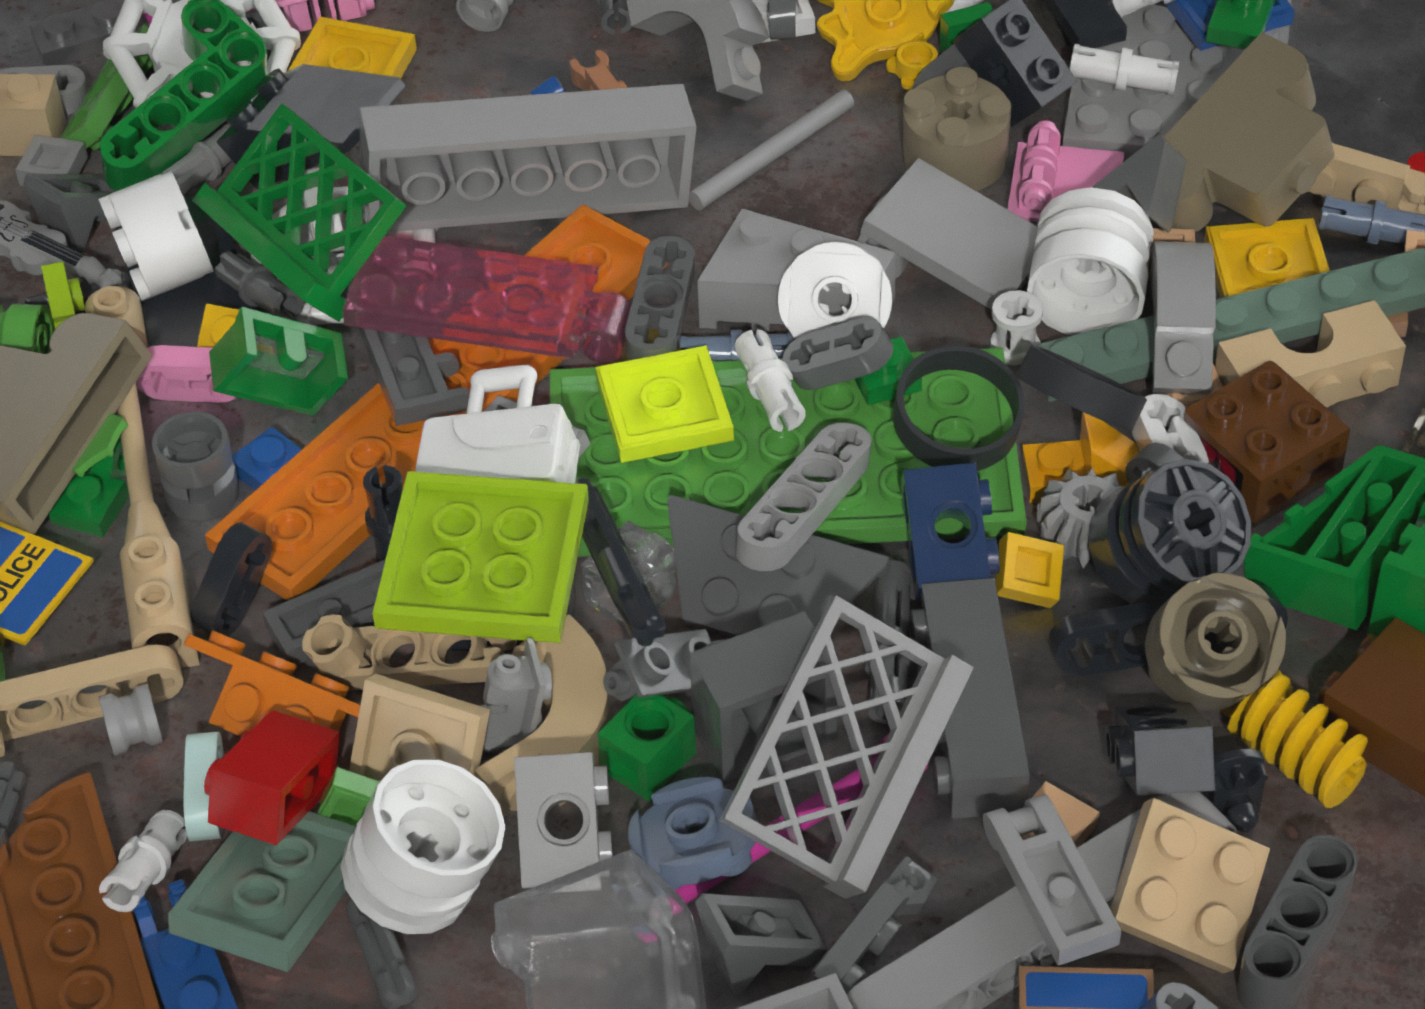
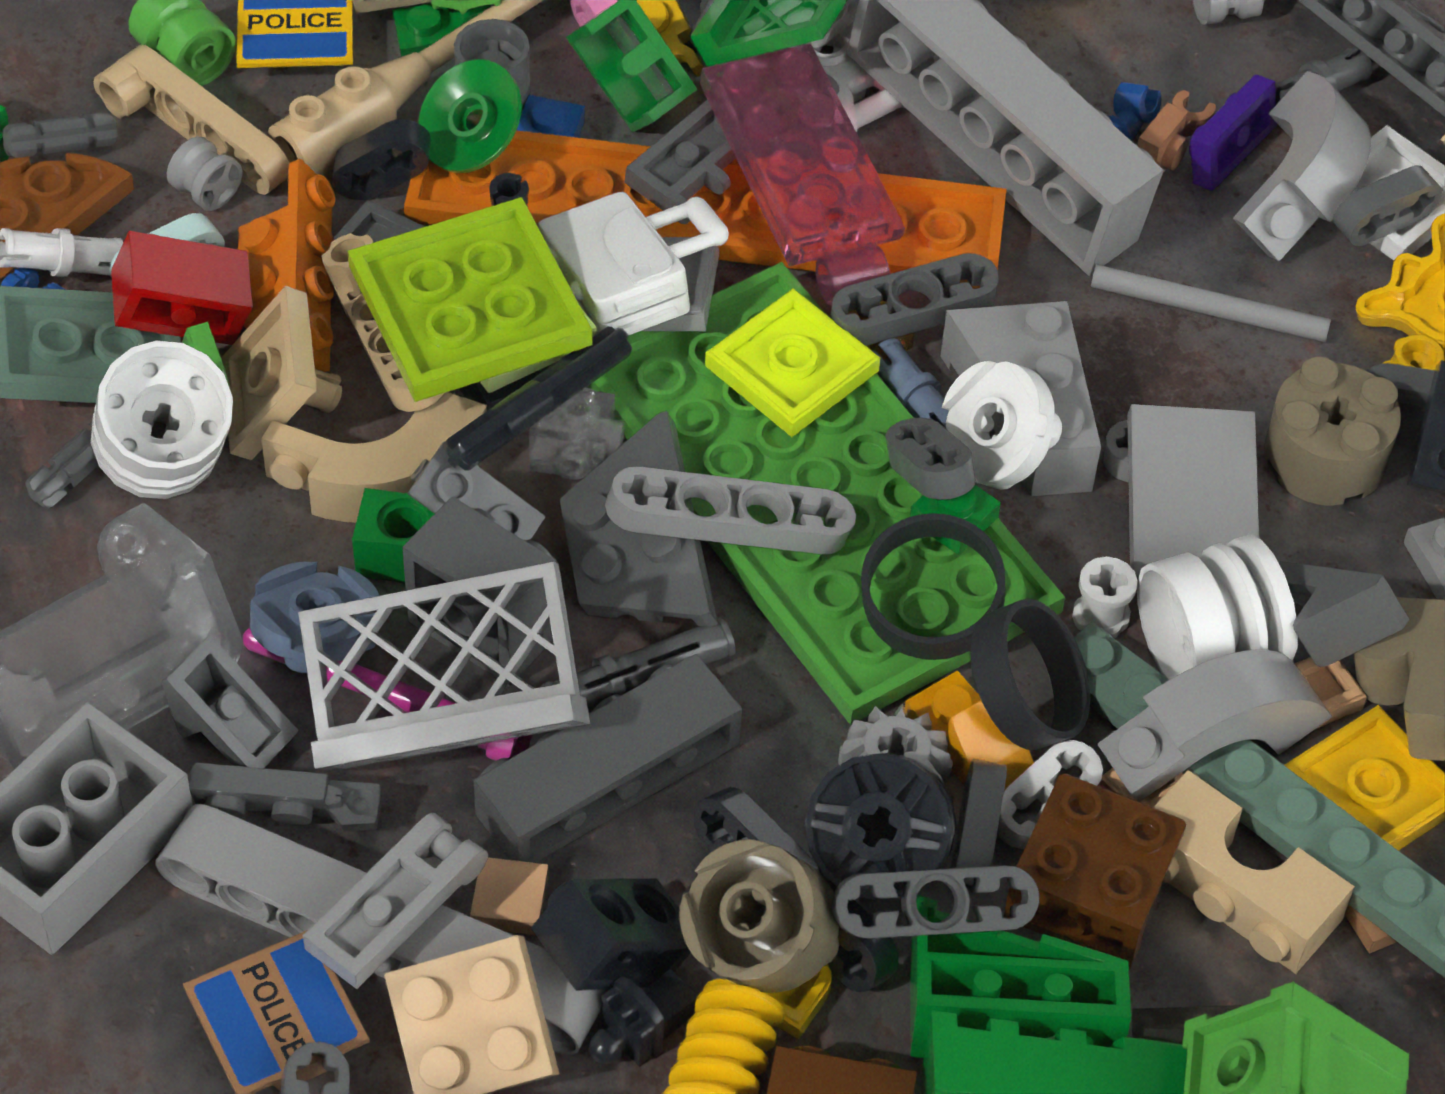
camera: 55 degrees right, 5 degrees up
(233, 464) = (457, 103): none -> green dish
(515, 697) = (362, 404): light grey hinge -> none
(539, 787) = (254, 505): light grey brick -> none
(620, 44) = (1232, 132): none -> dark purple plate
(769, 380) = (868, 424): white pin -> none
(942, 494) = (745, 646): dark blue brick -> none
(1029, 570) = (794, 741): yellow plate -> none
(1048, 170) = (1353, 538): bright pink hinge -> none
(1294, 510) = (985, 880): none -> dark grey beam

